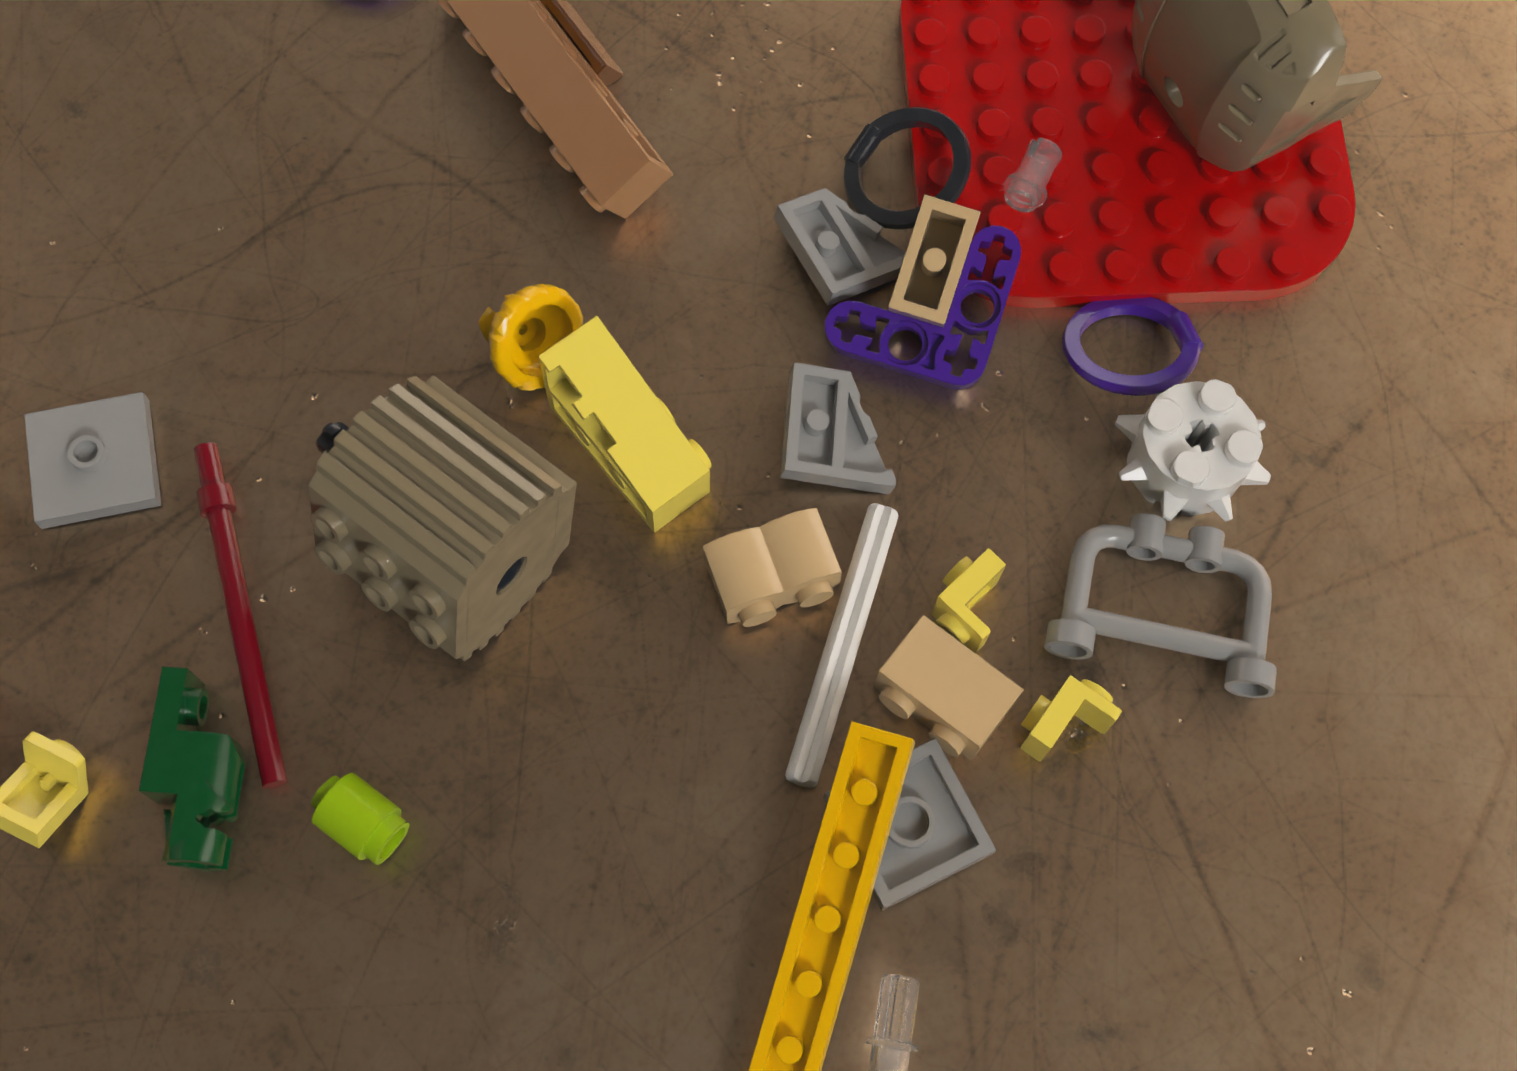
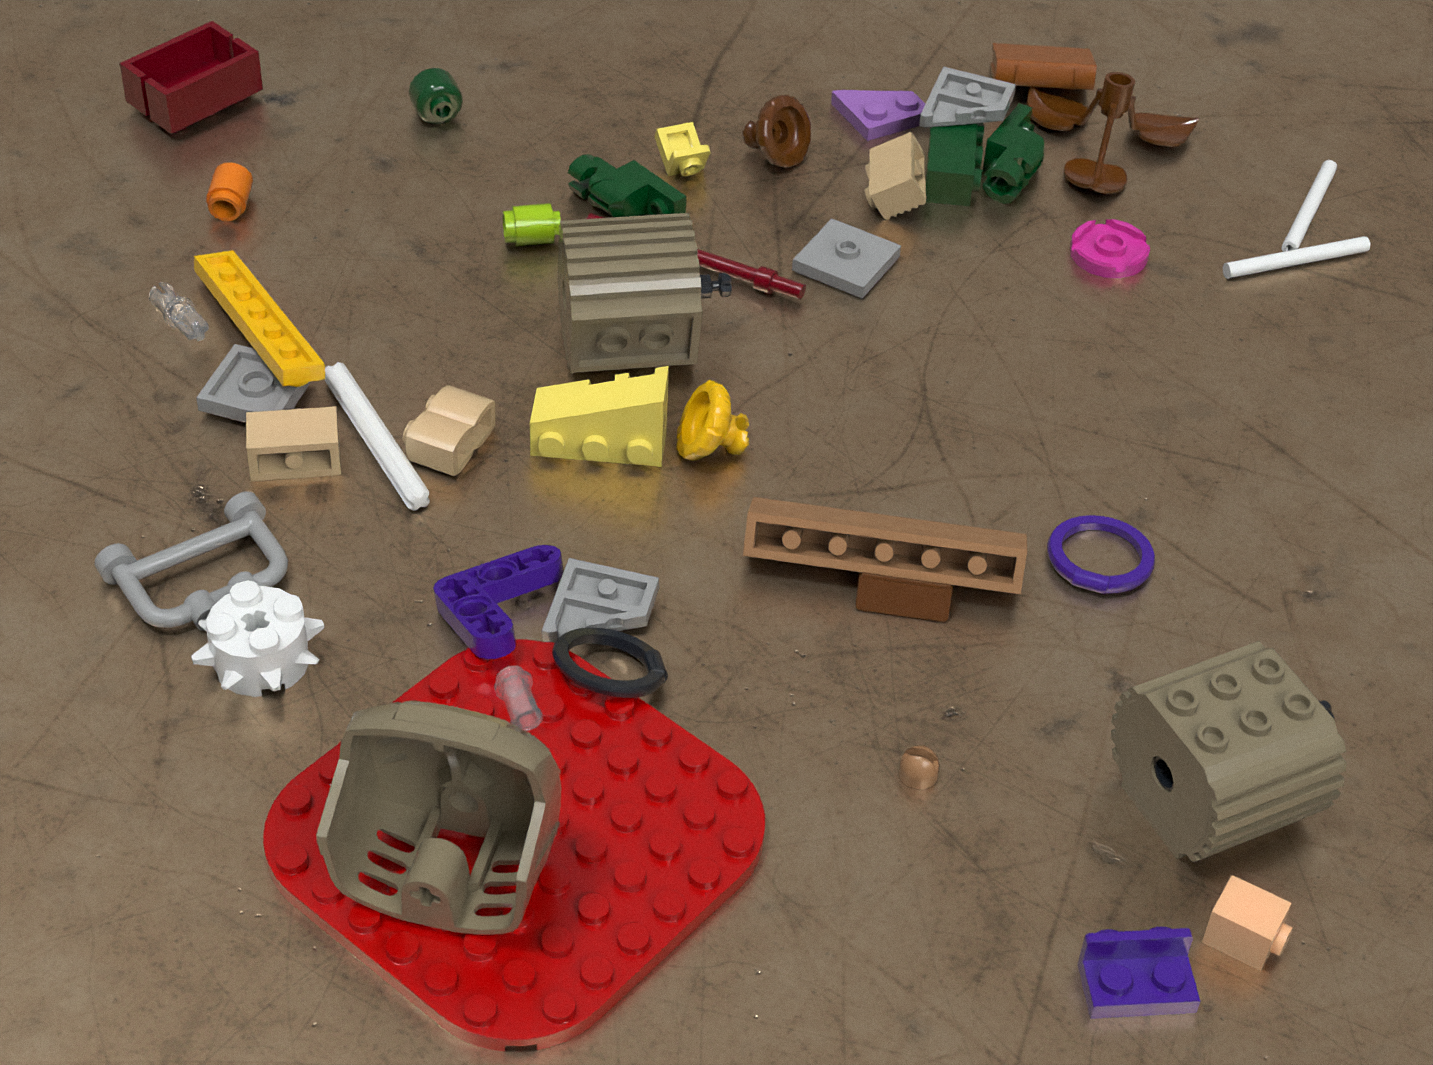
camera: 135 degrees right, 25 degrees down
(829, 433) = (490, 509): light grey wing -> none
(934, 260) = (526, 595): tan brick -> none
(965, 587) = (322, 478): light yellow bracket -> none
(1075, 698) = (210, 484): light yellow bracket -> none
(1135, 385) = (319, 699): dark purple piece -> none

